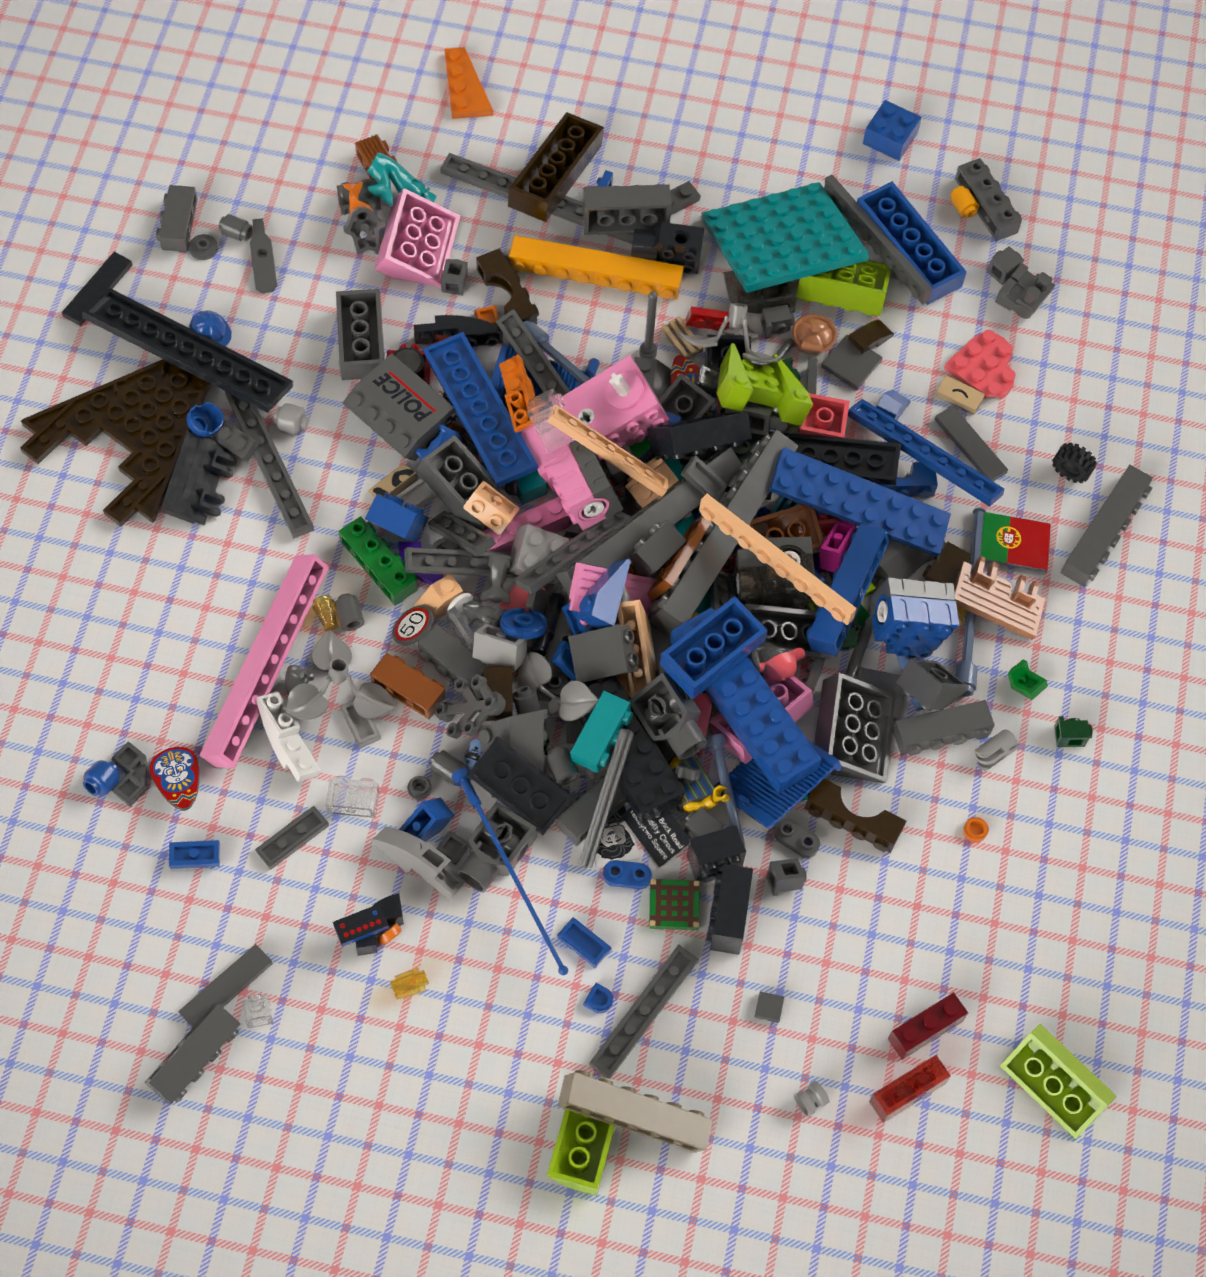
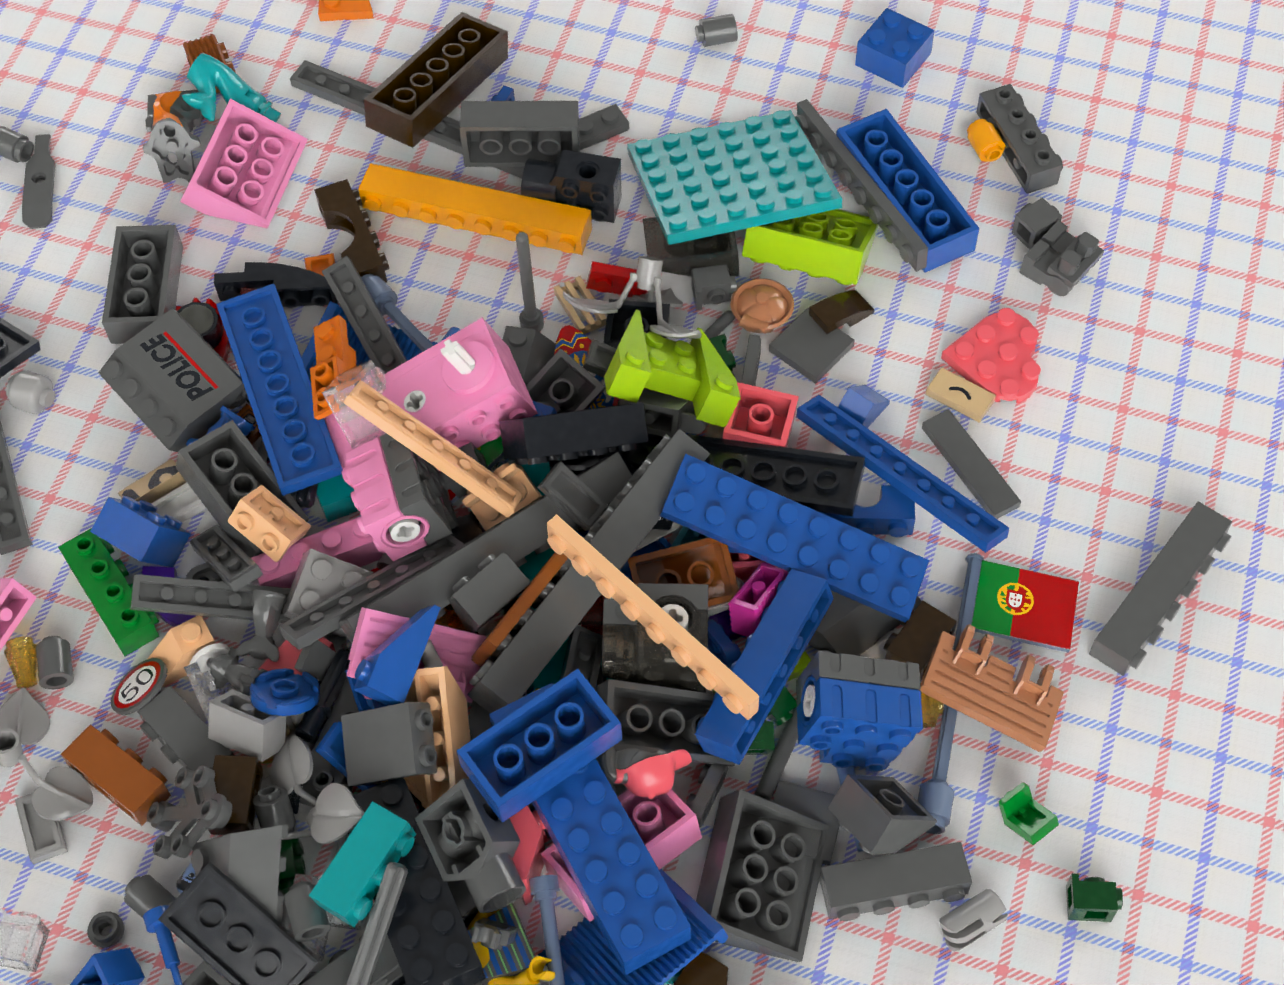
camera: 10 degrees right, 5 degrees down
(454, 276) = (283, 214): dark grey brick -> none
(758, 119) = (716, 30): none -> dark grey brick
(1074, 462) = (1117, 495): black tyre -> none

